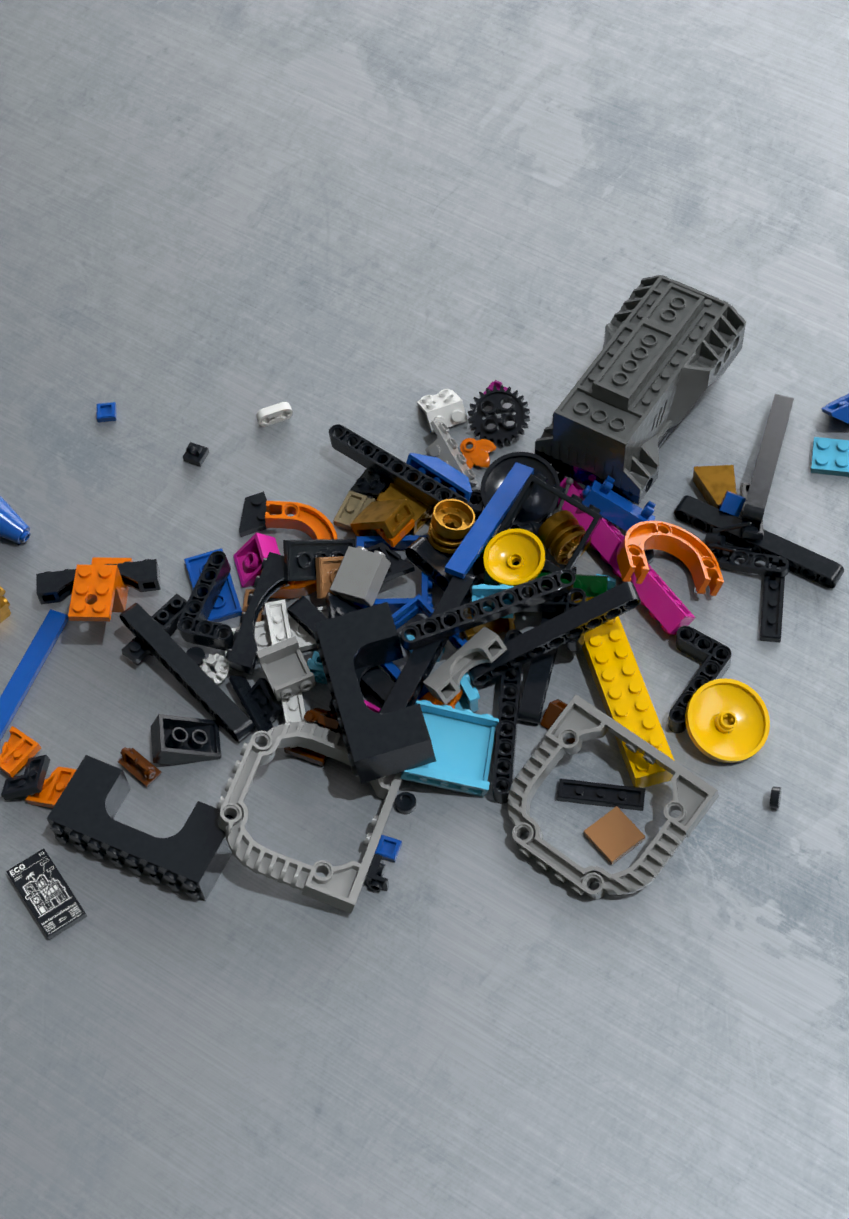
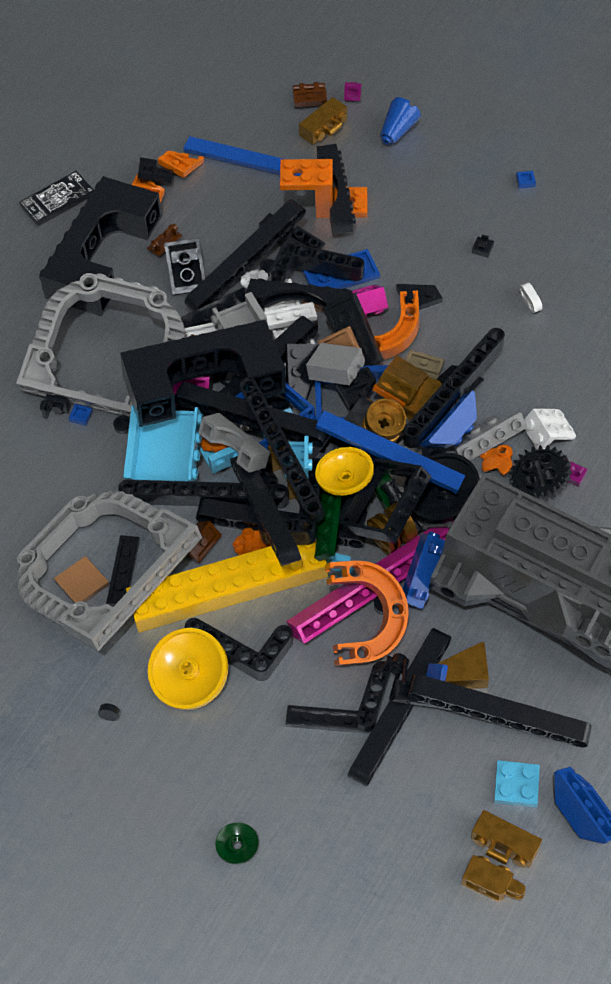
camera: 85 degrees right, 0 degrees up
(571, 669) = (248, 542): none -> orange dish

